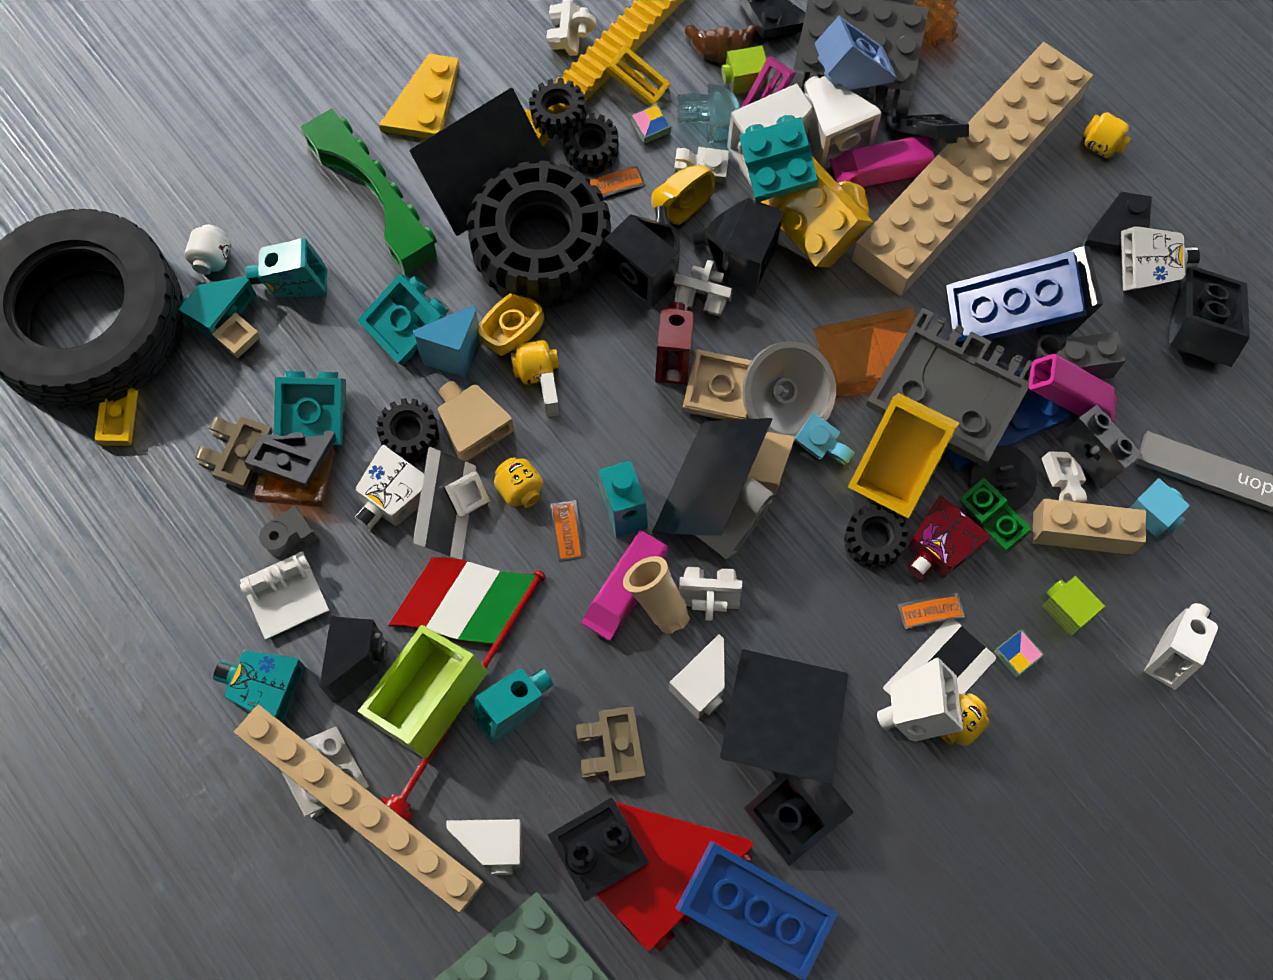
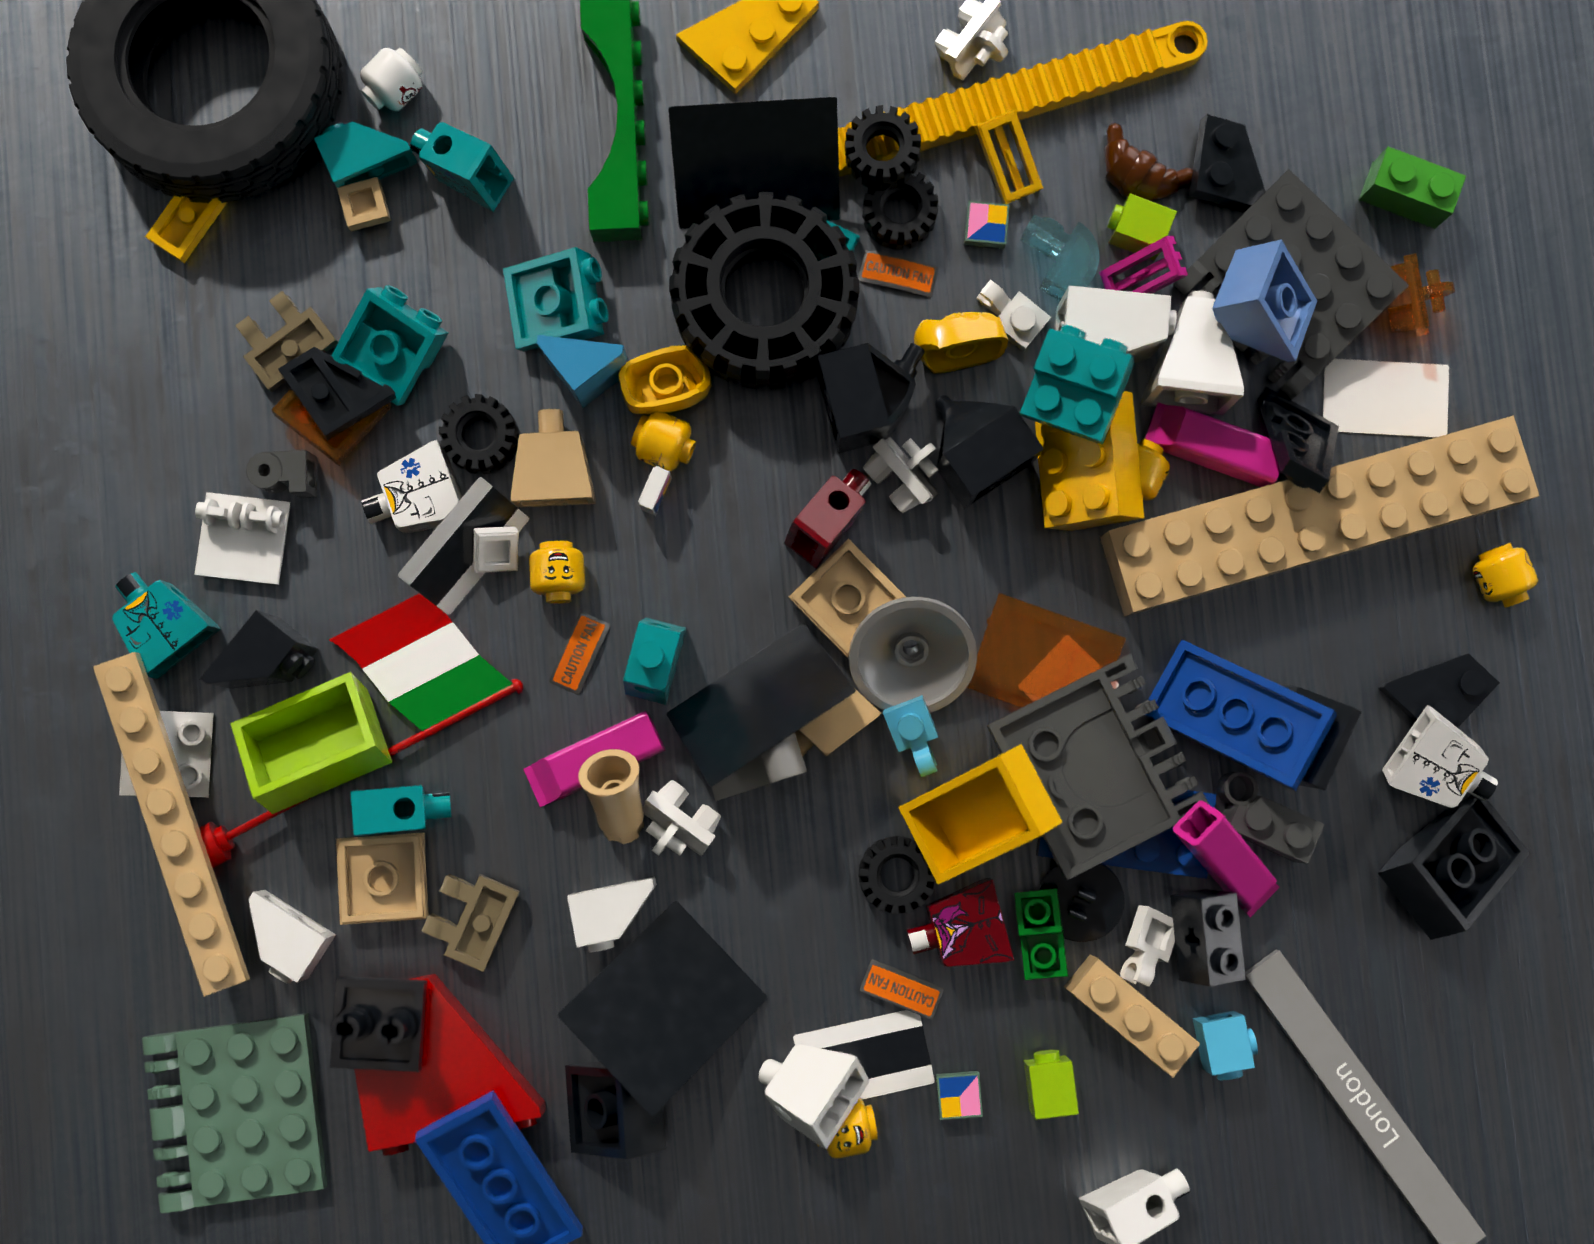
camera: 30 degrees right, 15 degrees up
(531, 759) = (382, 878): none -> tan plate
(960, 83) = (1387, 397): none -> white sticker

